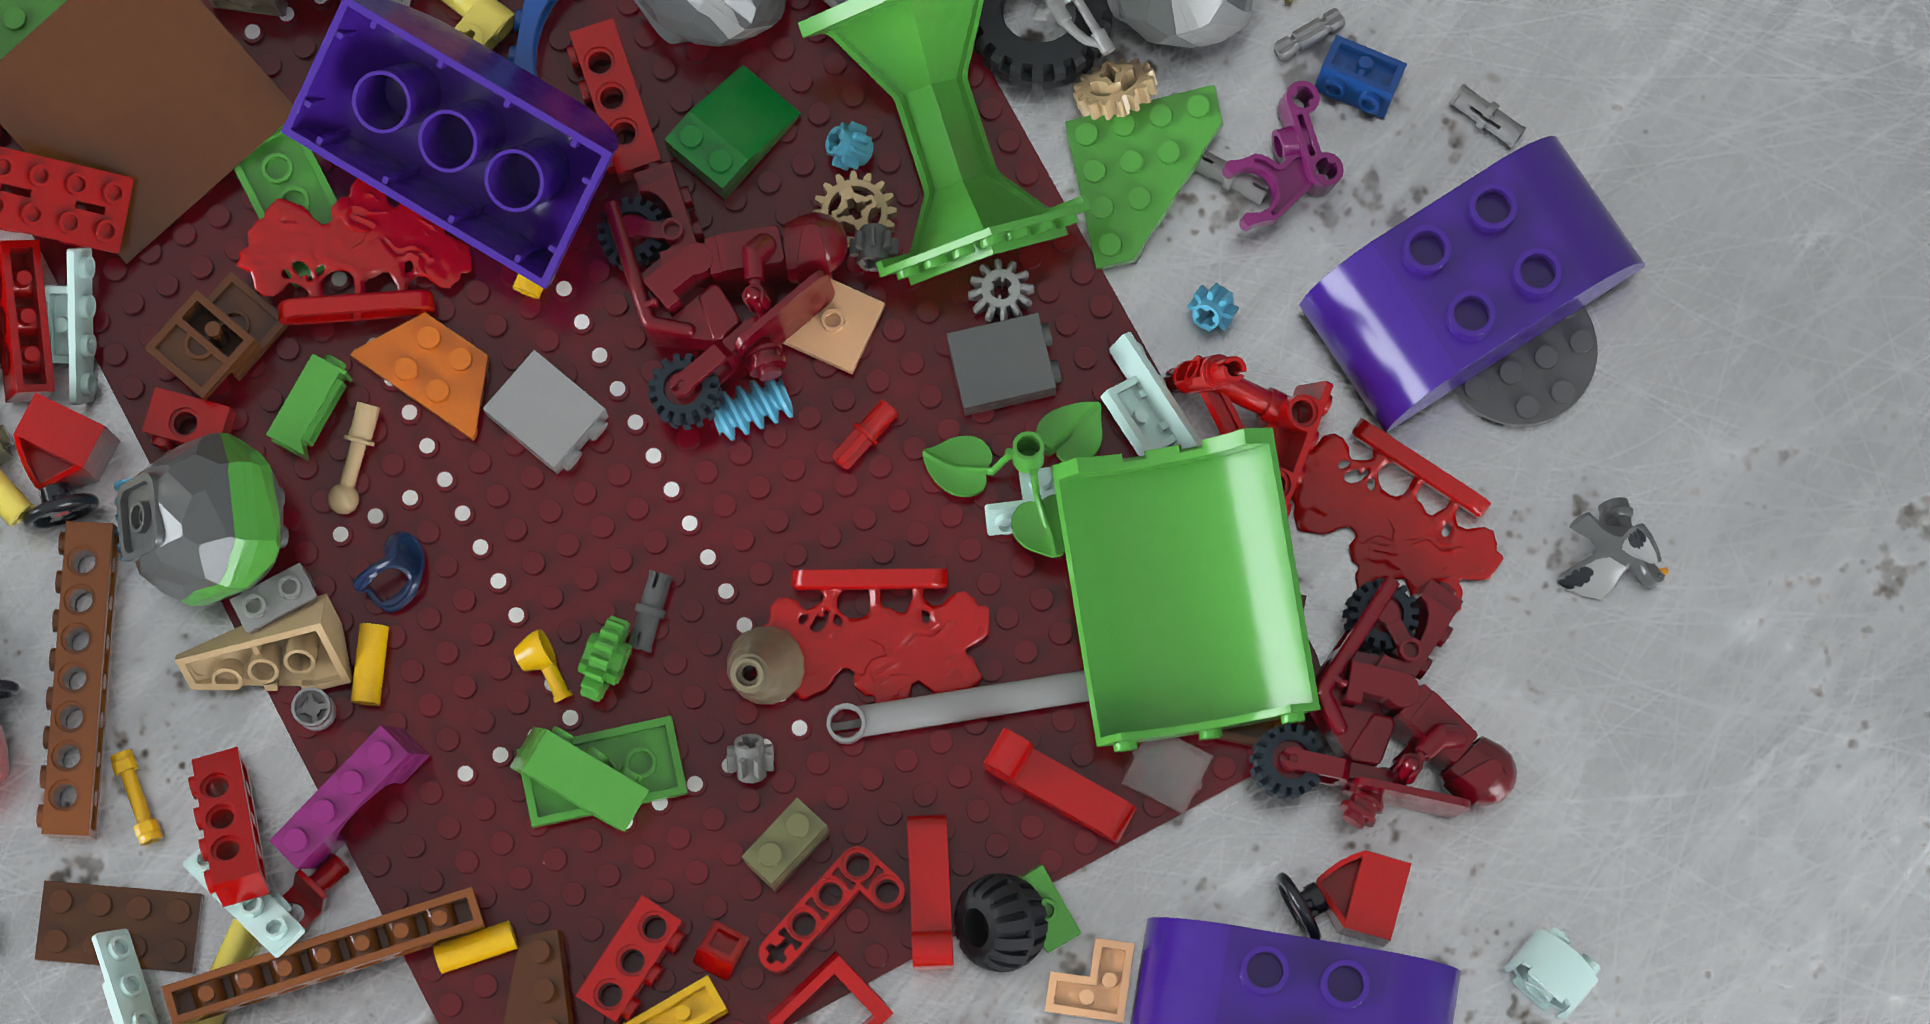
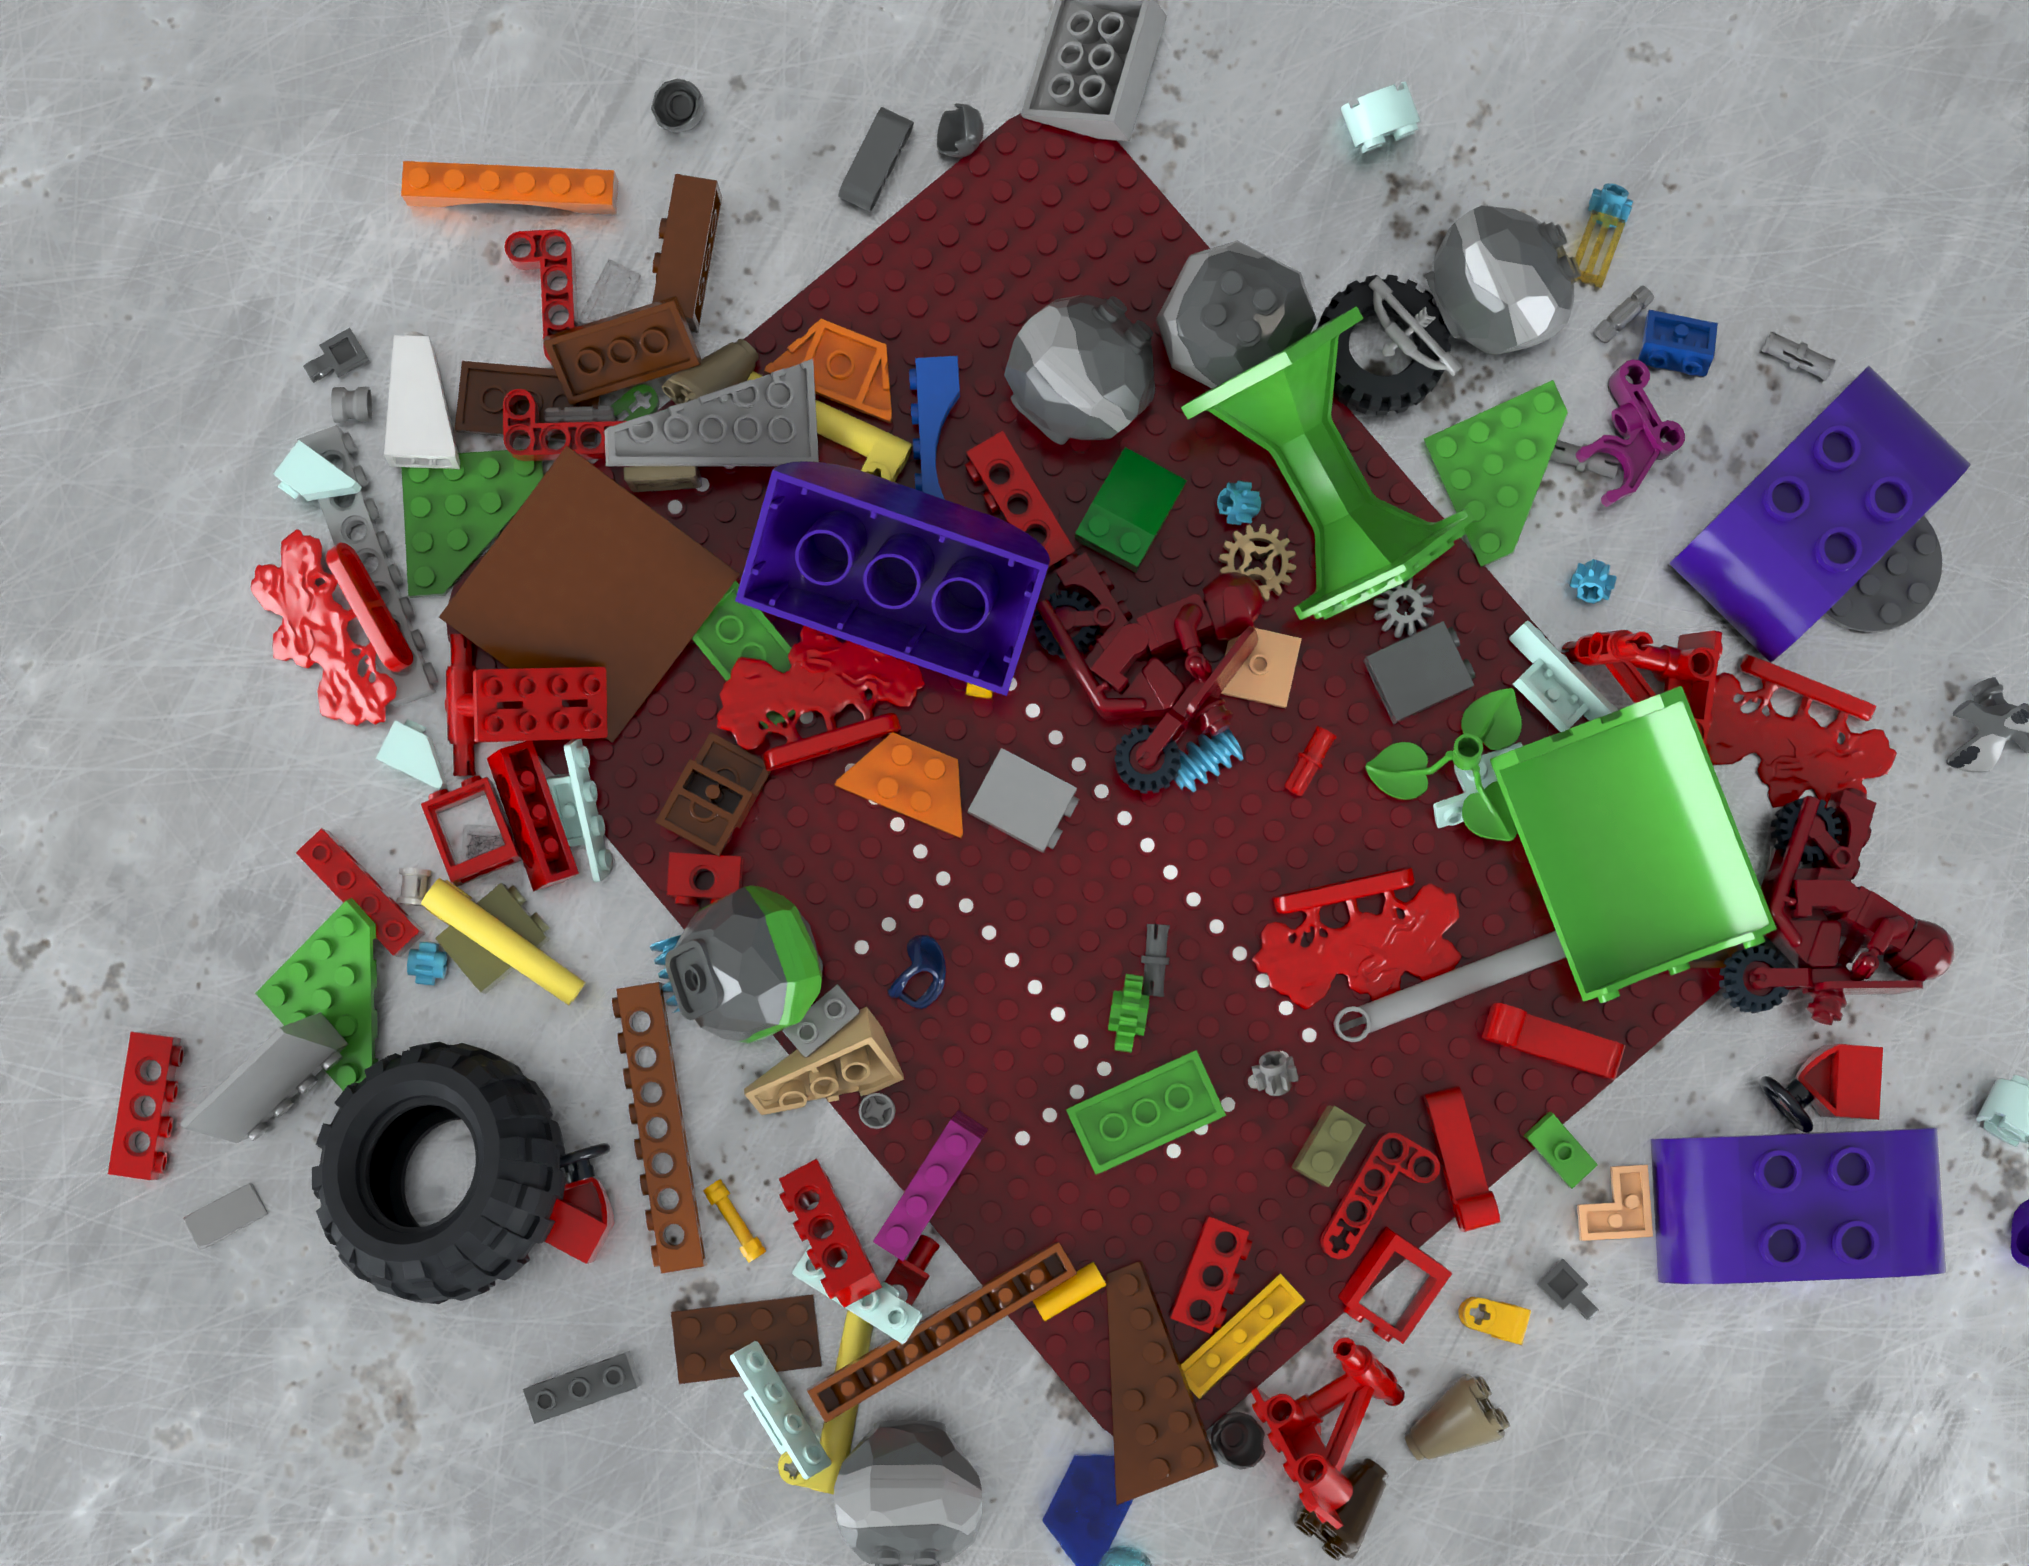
camera: 15 degrees left, 5 degrees up
(60, 453) = (593, 929): red piece -> none
(309, 404) = (809, 838): bright green window -> none
(344, 497) = (857, 913): tan pin -> none
(369, 664) = (916, 1059): yellow piece -> none
(538, 654) = (1063, 1019): yellow bar -> none
(580, 776) = (1131, 1123): bright green wedge -> none
(720, 950) = (1285, 1247): red slope -> none
(777, 662) = (1272, 977): dark tan cone -> none
(872, 245) = (1284, 592): dark grey gear -> none
(1000, 922) = (1527, 1171): black wheel -> none
(1115, 88) = (1465, 401): tan gear -> none
(1168, 772) = (1645, 1007): clear piece -> none

